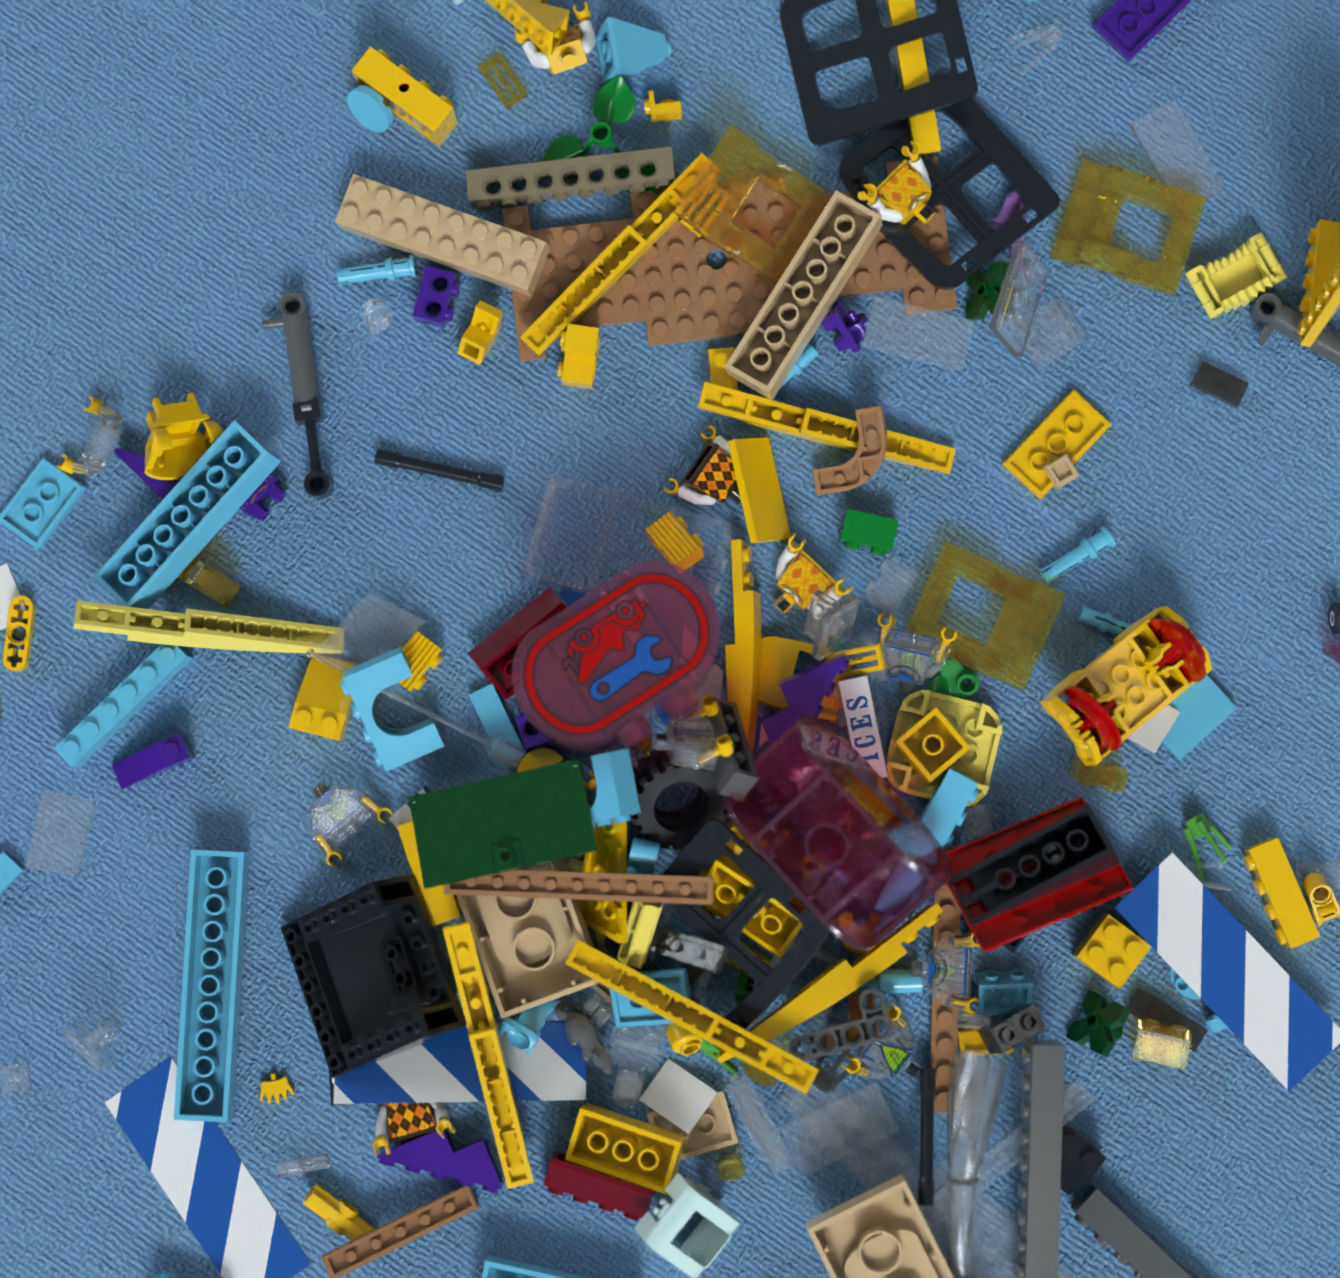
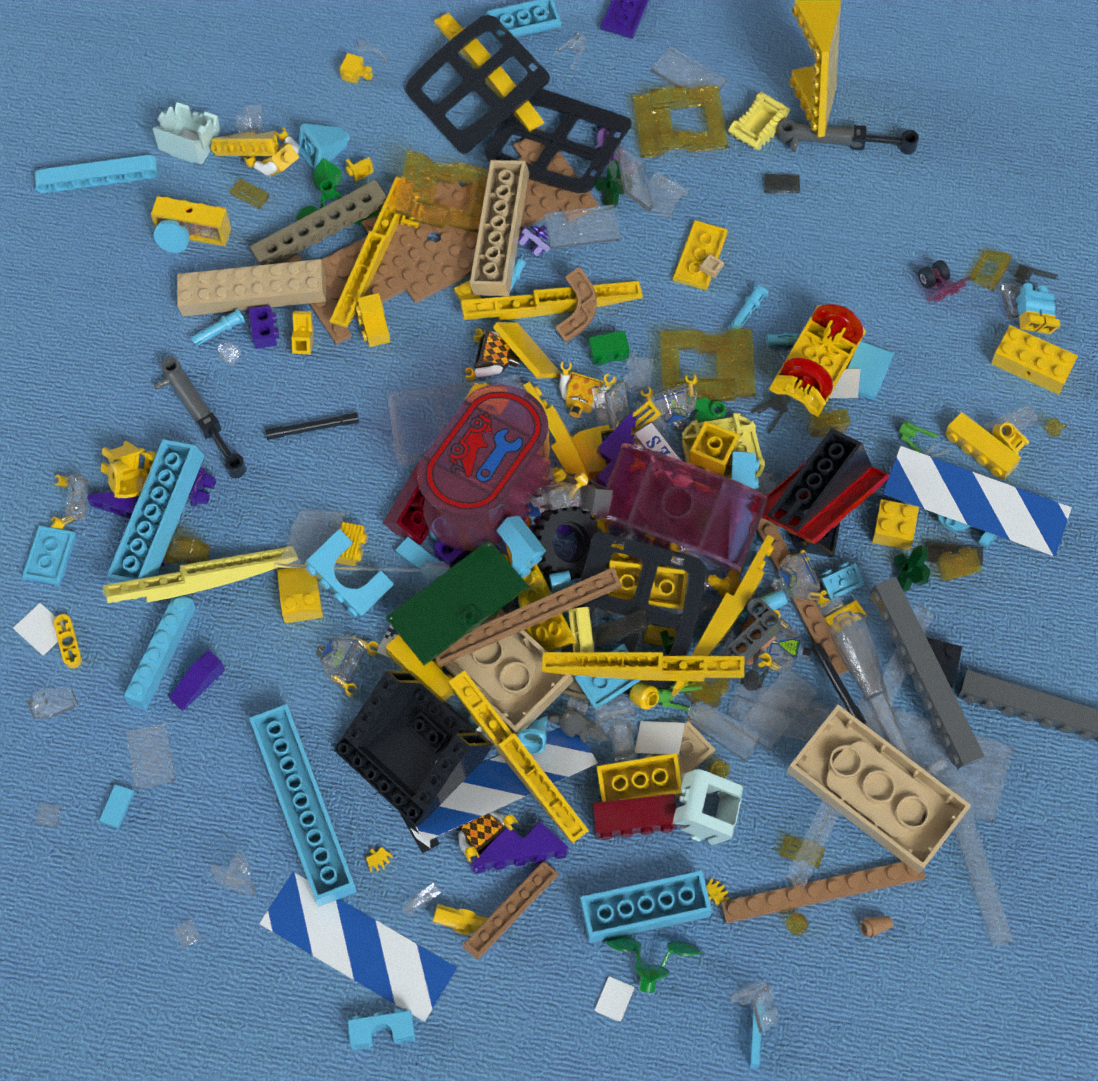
camera: 25 degrees left, 20 degrees down
(903, 191) = (532, 146): torso -> none
(1011, 1029) = (856, 592): black brick -> none
(1041, 713) = (777, 402): none -> clear smoke plant

